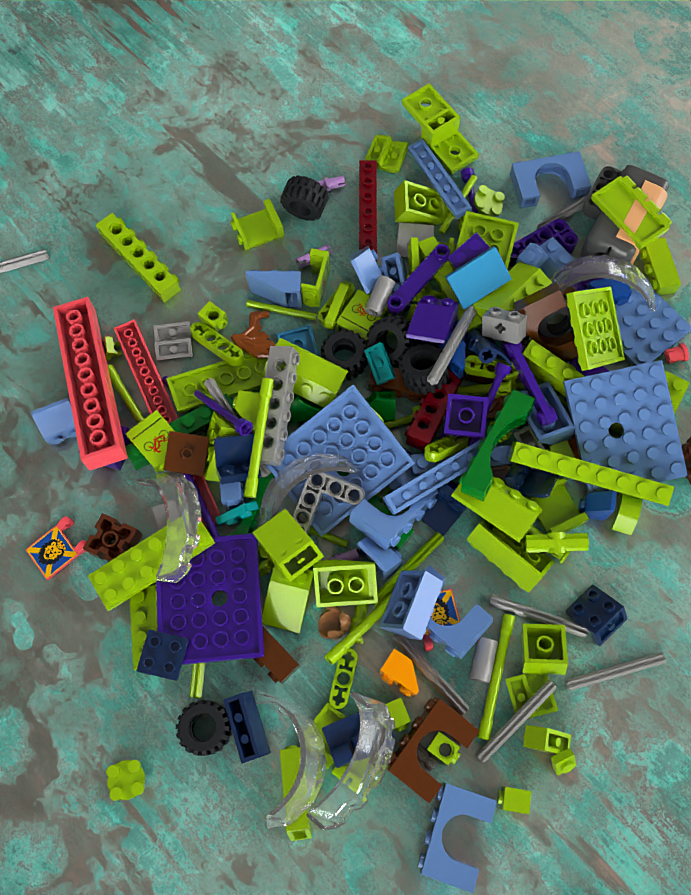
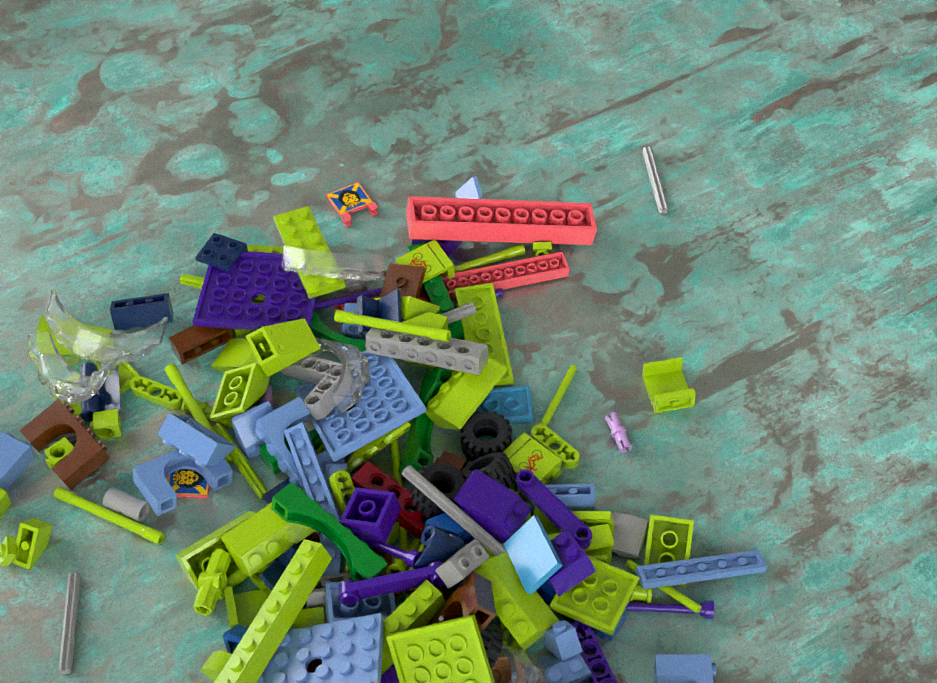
camera: 100 degrees right, 20 degrees down
(108, 530) = (344, 234): copper brick -> none
(109, 229) = (644, 279): lime brick -> none
(125, 780) = (135, 232): lime piece -> none
(173, 341) = (541, 302): light grey slope -> none
(186, 725) = (153, 278): black tyre -> none
(208, 312) = (559, 333): lime brick -> none
(238, 356) = (524, 329): lime beam -> none
(242, 425) = (406, 312): dark purple piece -> none
(243, 511) = (331, 324): teal plate -> none
(253, 341) = (522, 361): dark orange animal -> none
(277, 286) = (577, 388): medium blue slope -> none
(304, 198) = (687, 423): black tyre -> none
(320, 264) = (580, 427): lime panel -> none
(332, 183) = (714, 459): lavender pin -> none
(333, 623) = (204, 388): medium nougat hair -> none
(337, 305) = (546, 437): lime beam -> none
(366, 267) = (579, 462): medium blue slope -> none
(368, 204) = (668, 490): dark red brick -> none
(379, 296) = (542, 469): light grey pin -> none
(379, 363) = (461, 456): teal plate -> none
(387, 153) = (753, 528): lime slope -> none
(400, 671) = (137, 428): light orange slope -> none
(433, 676) = (127, 464): light grey axle -> none
(440, 128) = (775, 582): lime bracket -> none
(488, 201) = (664, 624): lime piece -> none
(516, 721) = (59, 518): light grey axle -> none
(524, 686) = (79, 542): lime slope -> none
(536, 615) = (150, 565): light grey axle -> none
(544, 649) = (113, 551): lime brick -> none
(597, 613) = (130, 615): dark blue bracket -> none

